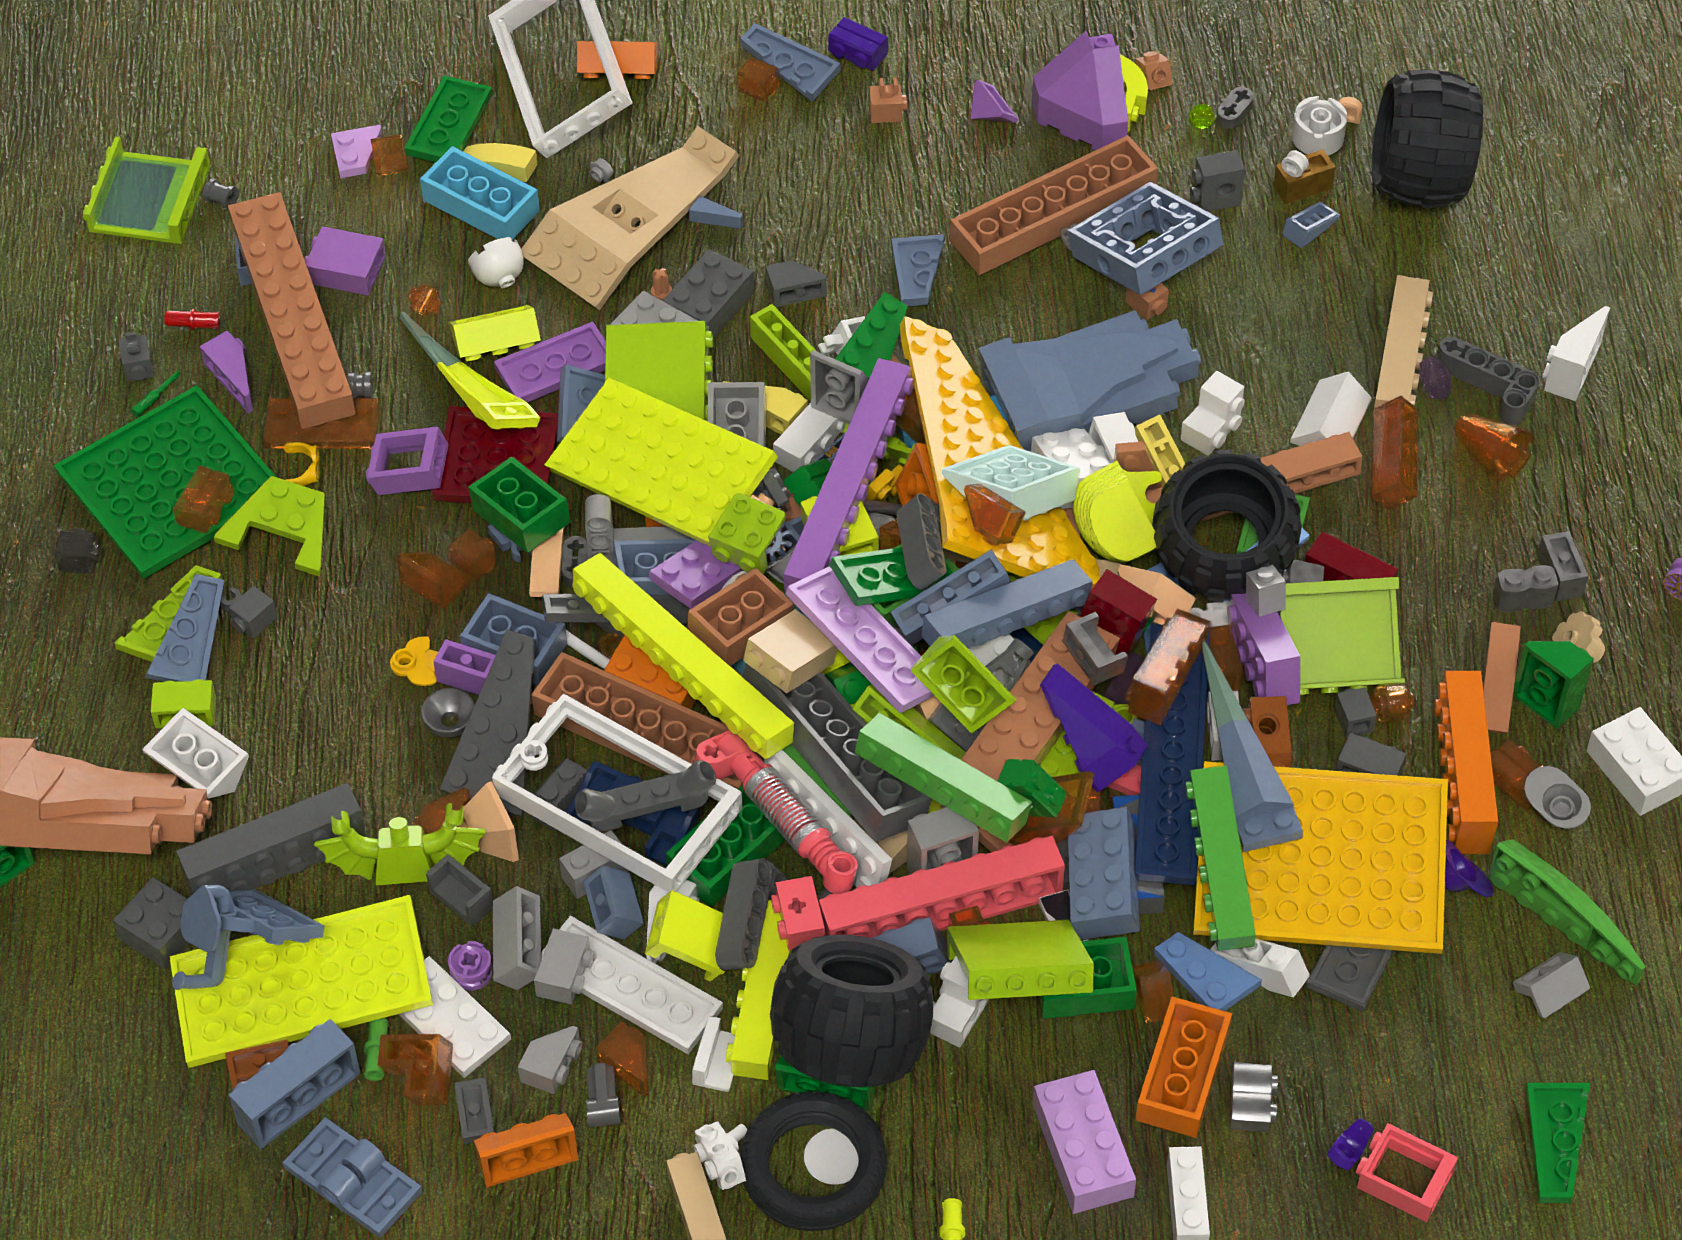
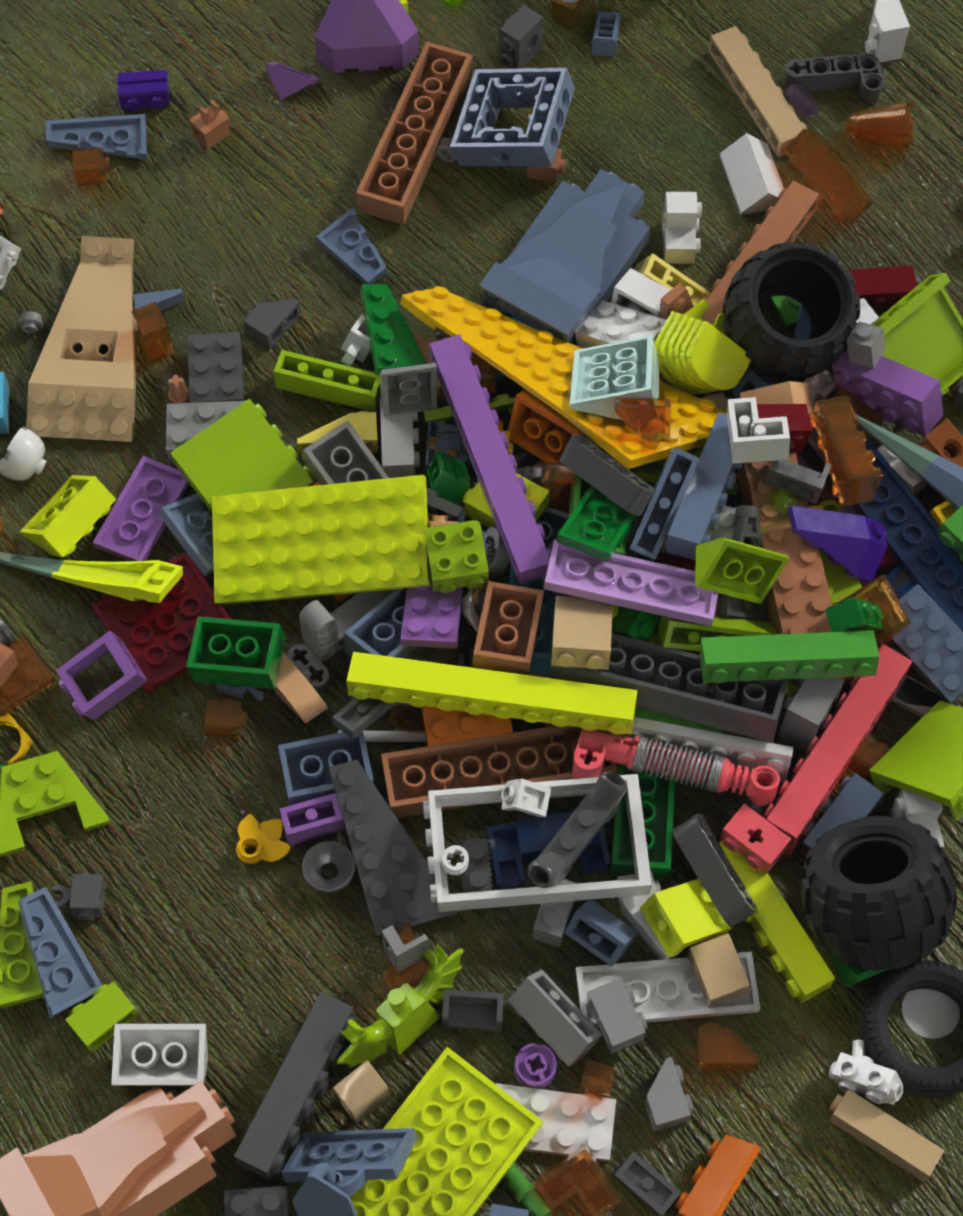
camera: 40 degrees left, 10 degrees up
(318, 884) = (362, 1092): none -> tan piece
(431, 577) = (207, 760): clear orange slope -> none
(436, 796) = (403, 955): none -> light grey panel
(488, 812) = (454, 933): light nougat slope -> none
(508, 1008) = (597, 1080): none -> clear orange bracket
(602, 1101) = (737, 1103): dark grey piece -> none
(632, 746) = (526, 797): none -> white bracket
(676, 991) = (718, 970): none -> tan piece
(687, 231) = (152, 332): none -> clear orange panel
(710, 1064) = (783, 1008): white panel -> none
(1062, 657) = (783, 500): none -> clear neon green plate
(1072, 584) = (754, 437): none -> white brick

